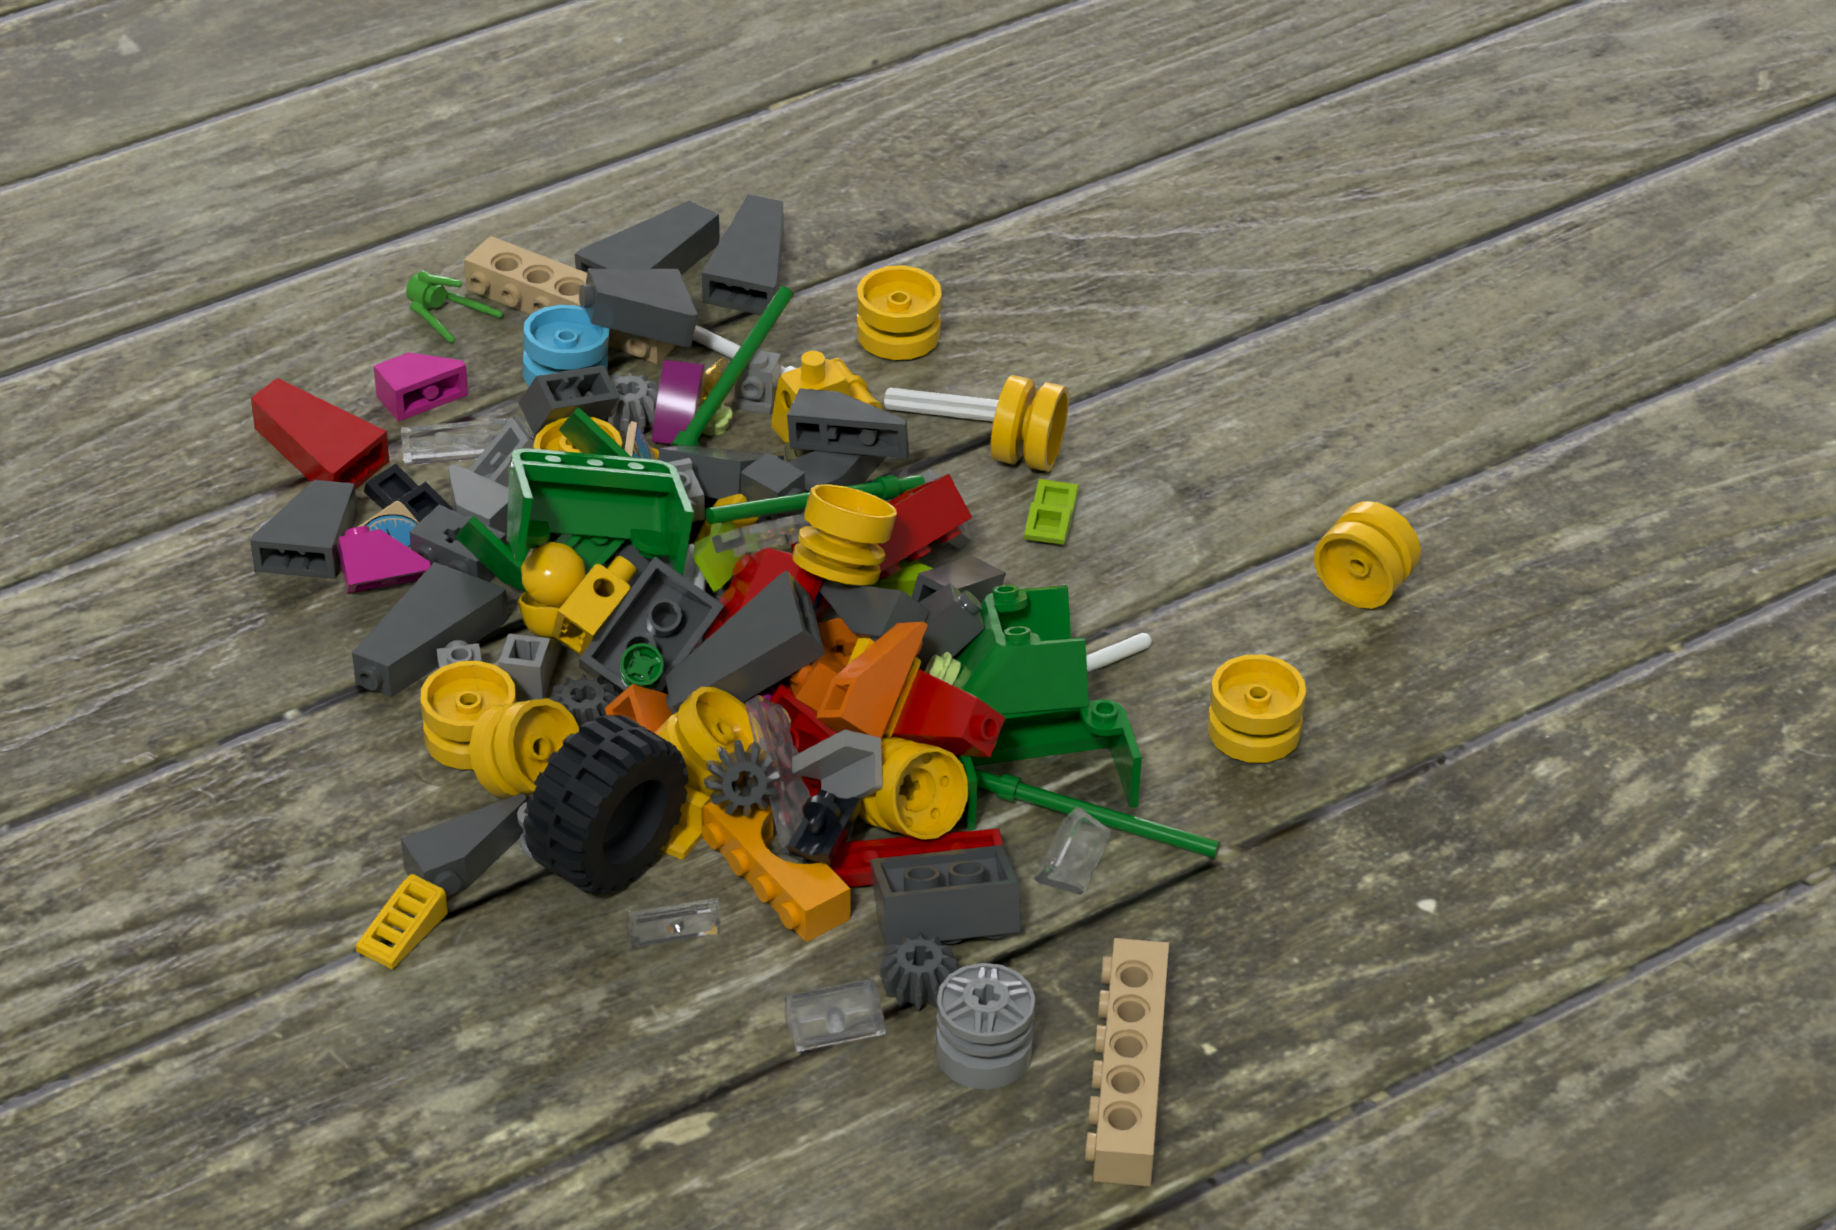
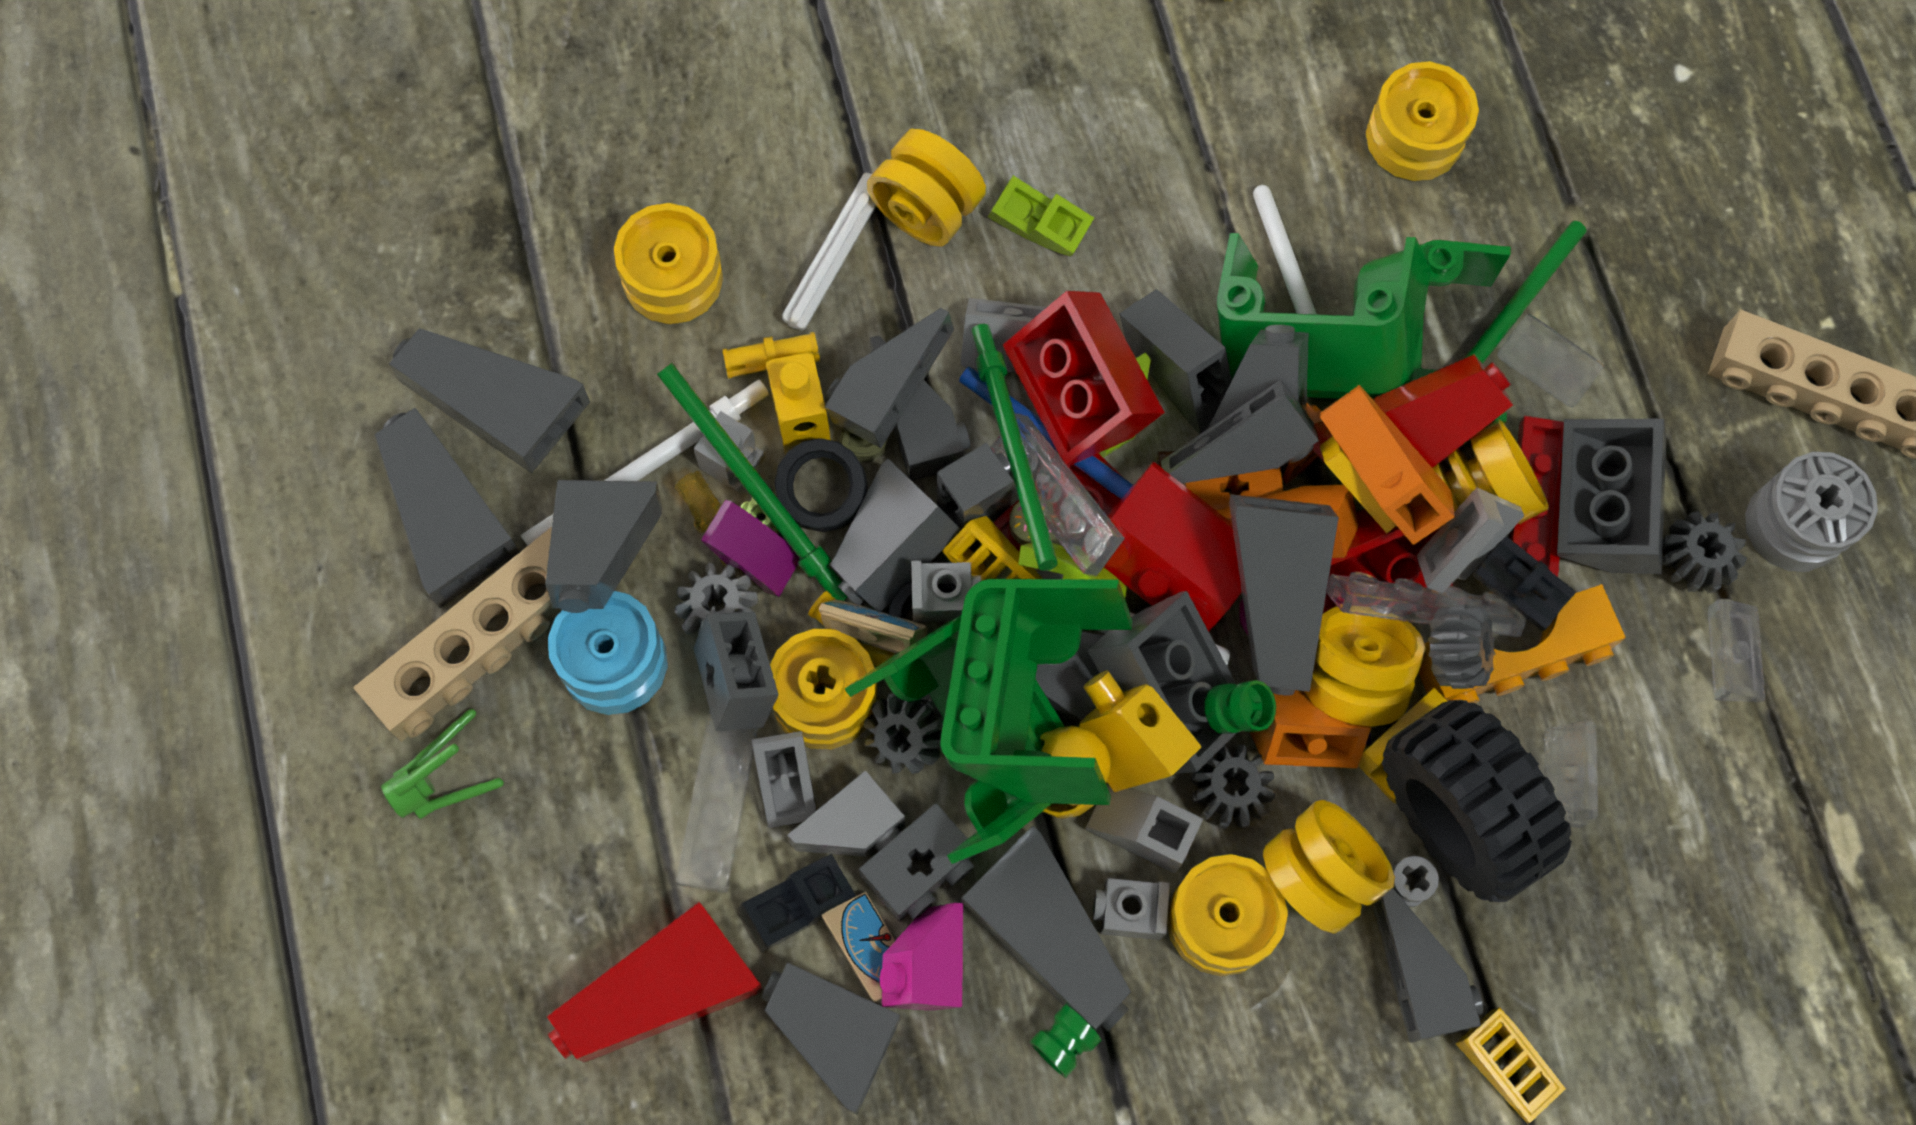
camera: 75 degrees left, 30 degrees up
(334, 652) = (1065, 1041): none -> green wheel
(419, 383) = (590, 845): dark pink slope -> none
(750, 413) = (816, 449): none -> black tyre
(844, 534) = (1171, 427): yellow wheel -> none
(944, 667) = (1325, 388): yellowish green plate -> none

